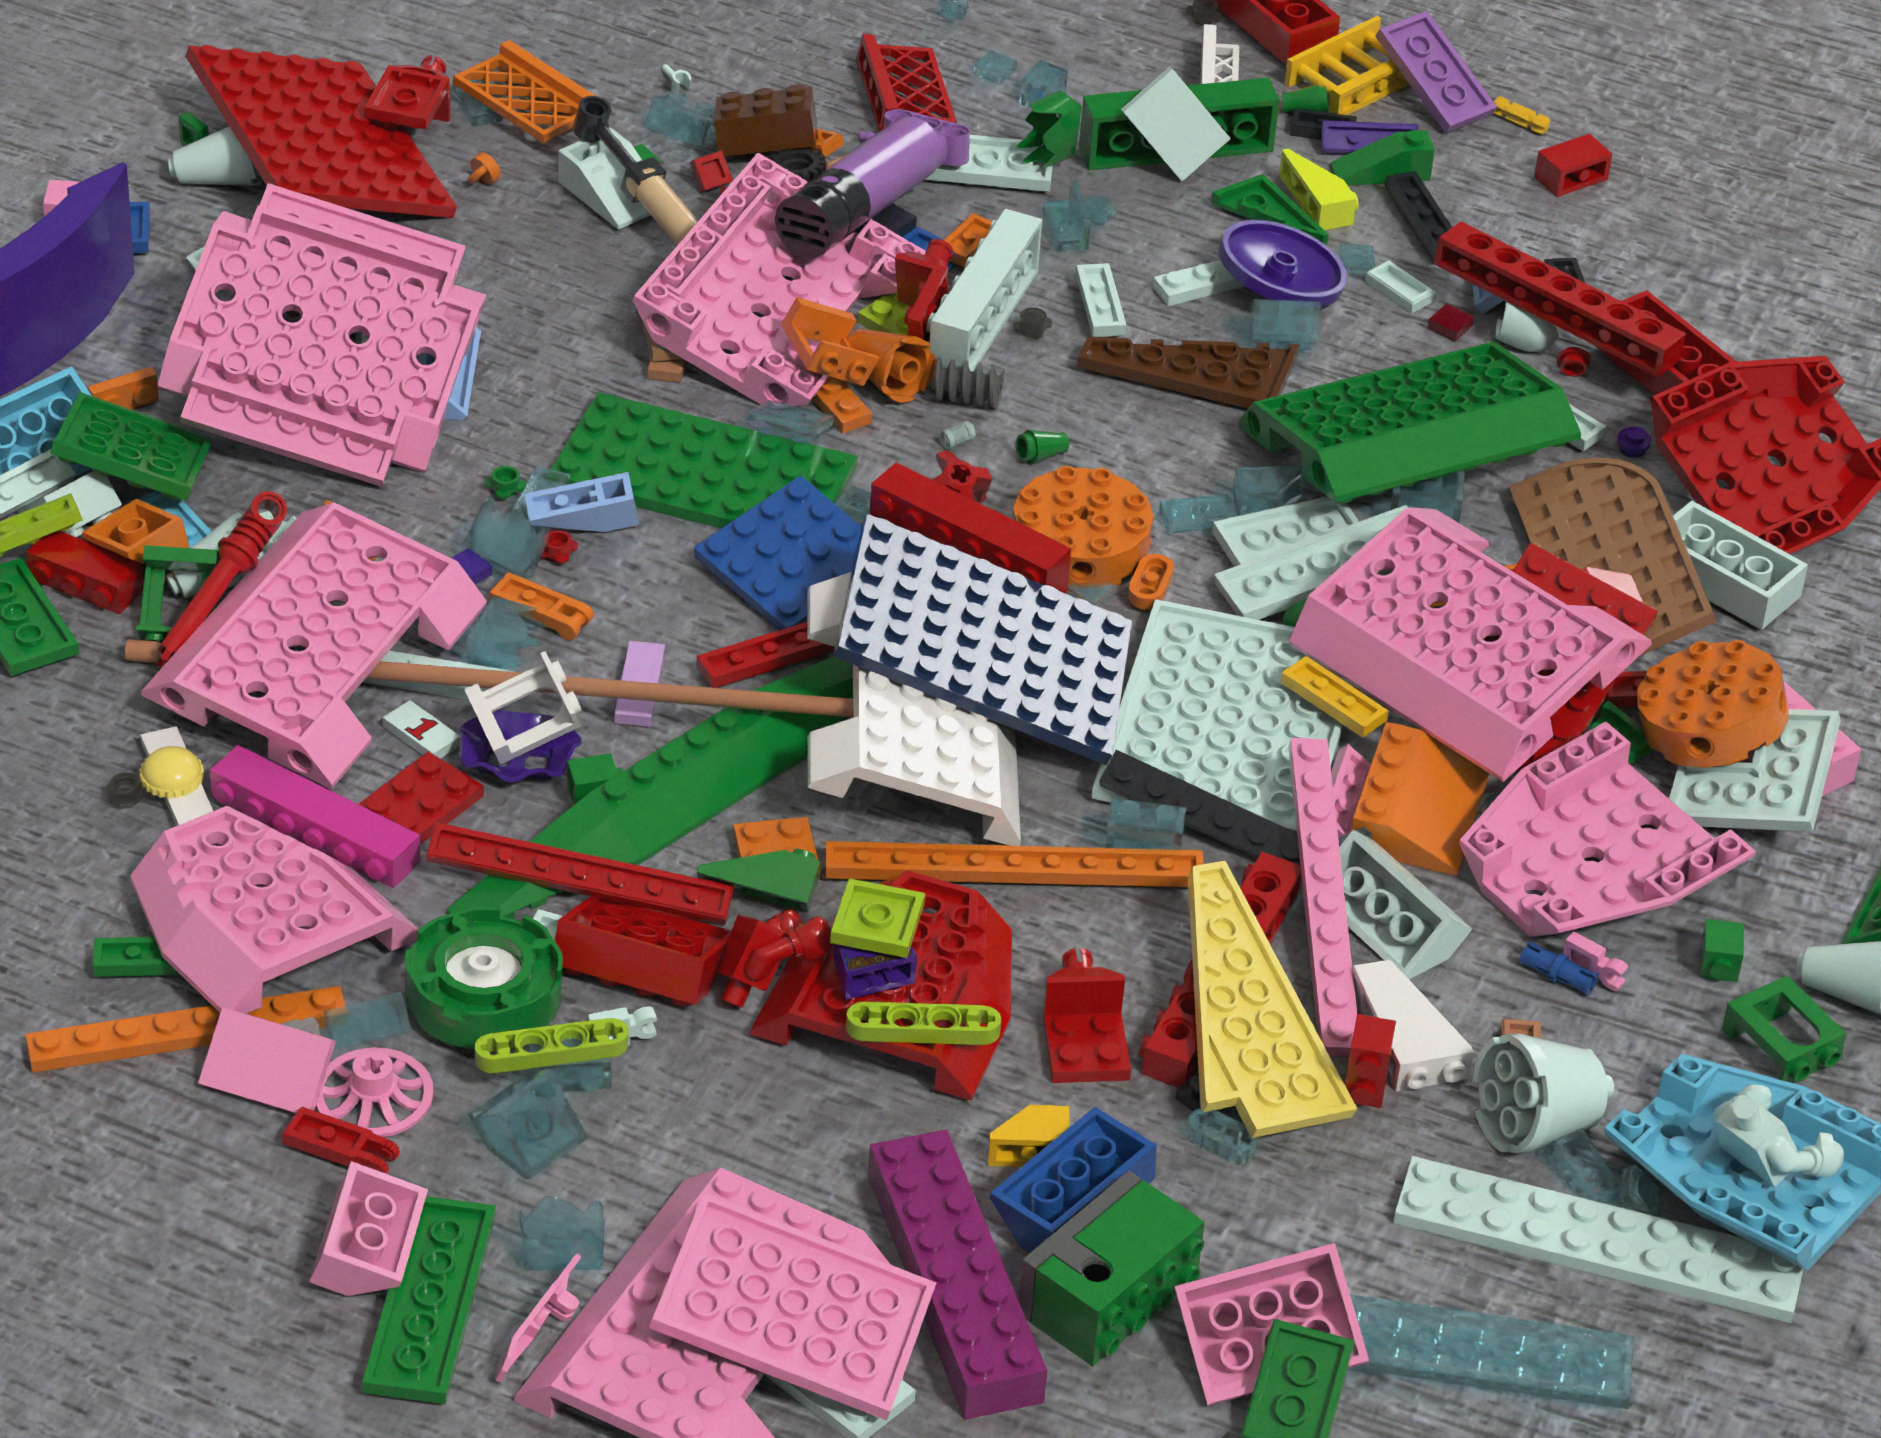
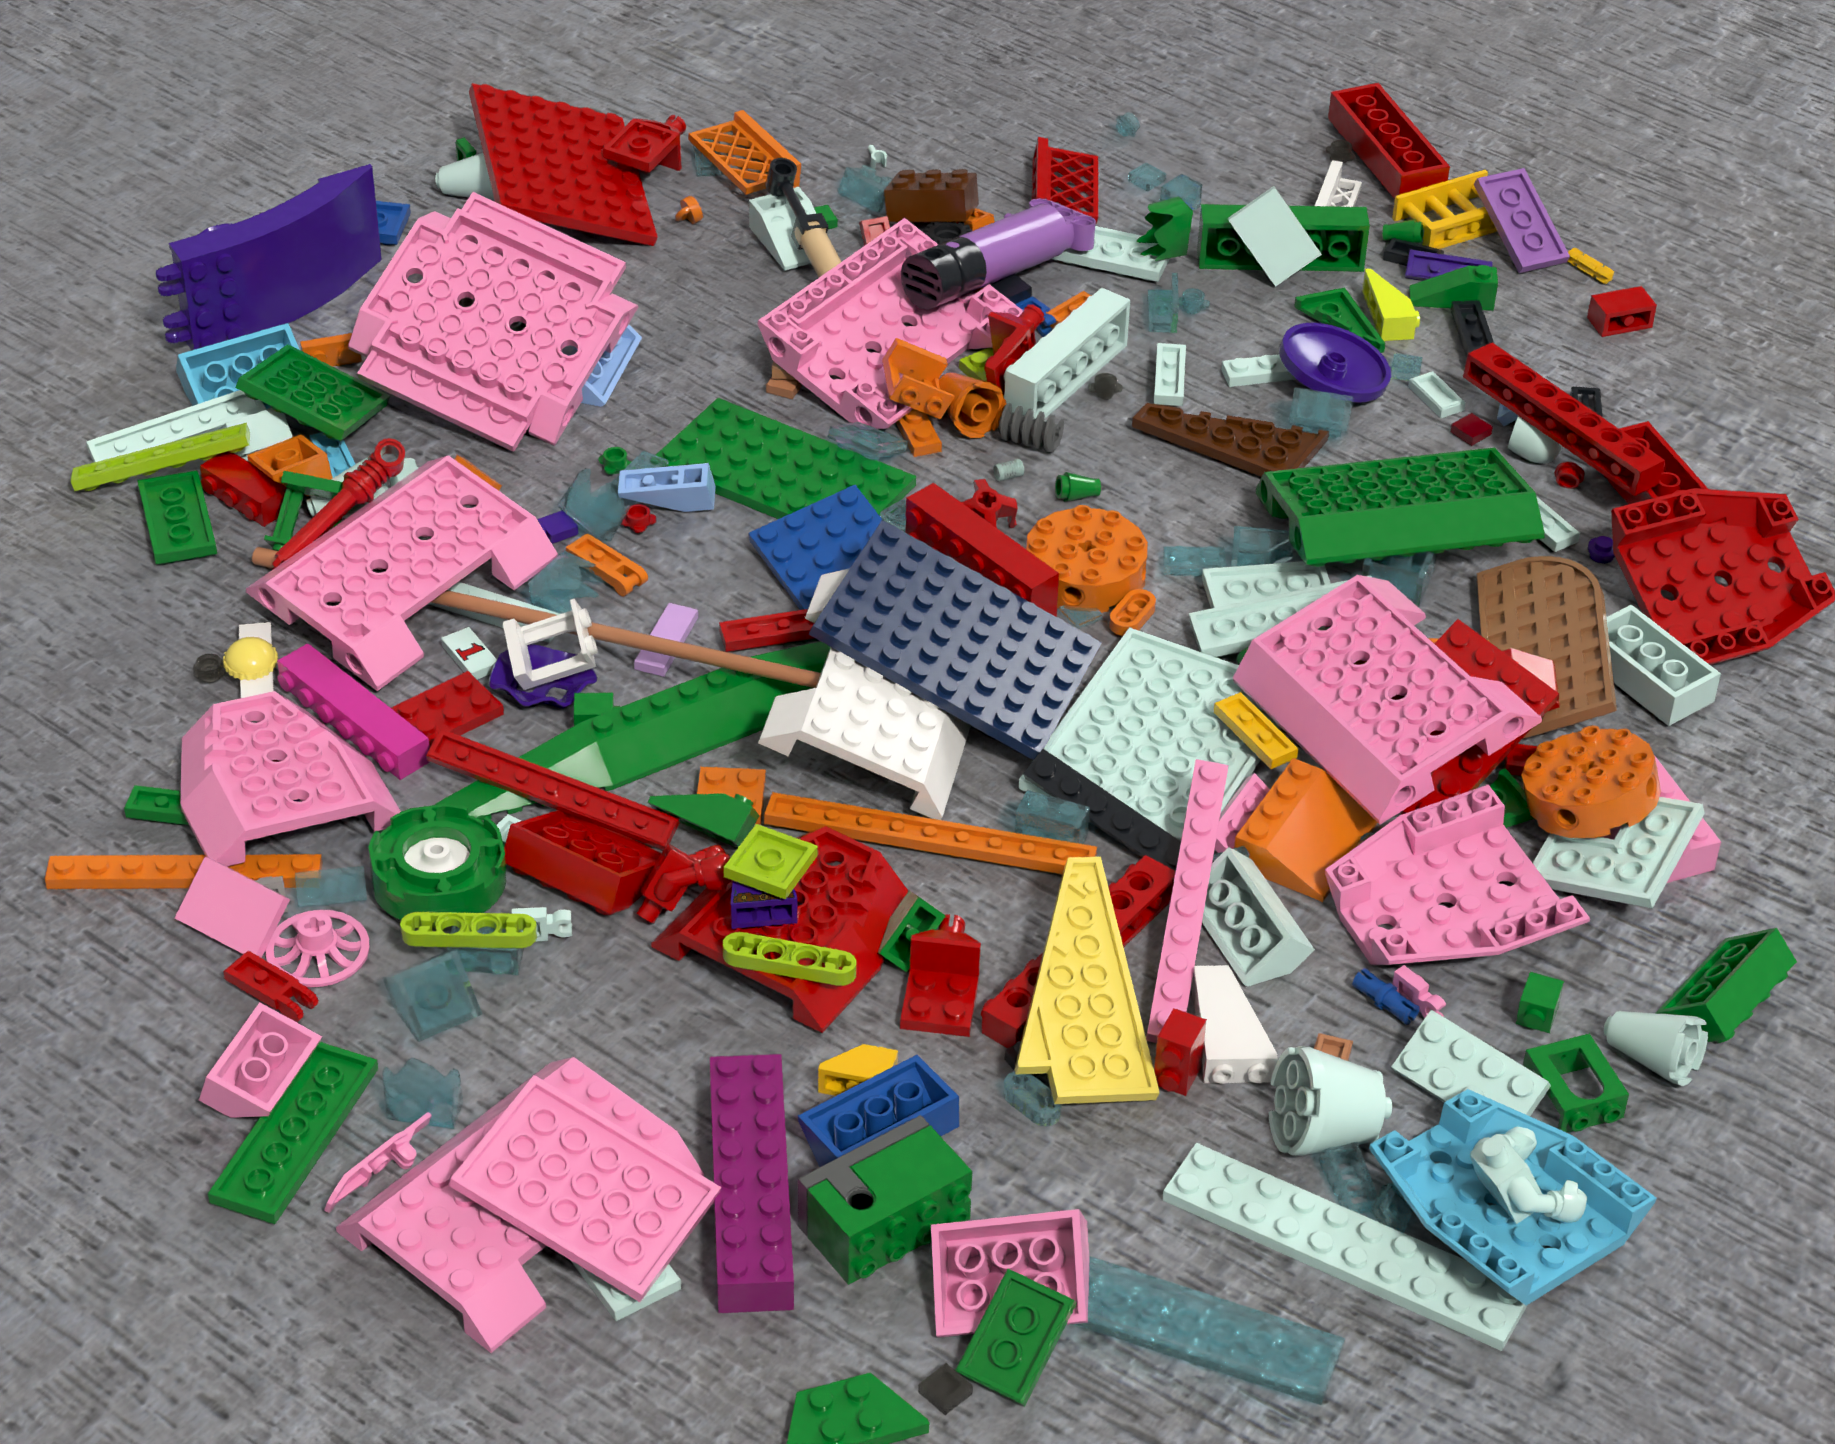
camera: 15 degrees right, 0 degrees up
(1028, 966) = (909, 918): none -> green slope
(1656, 1028) = (1451, 1060): none -> light aqua plate

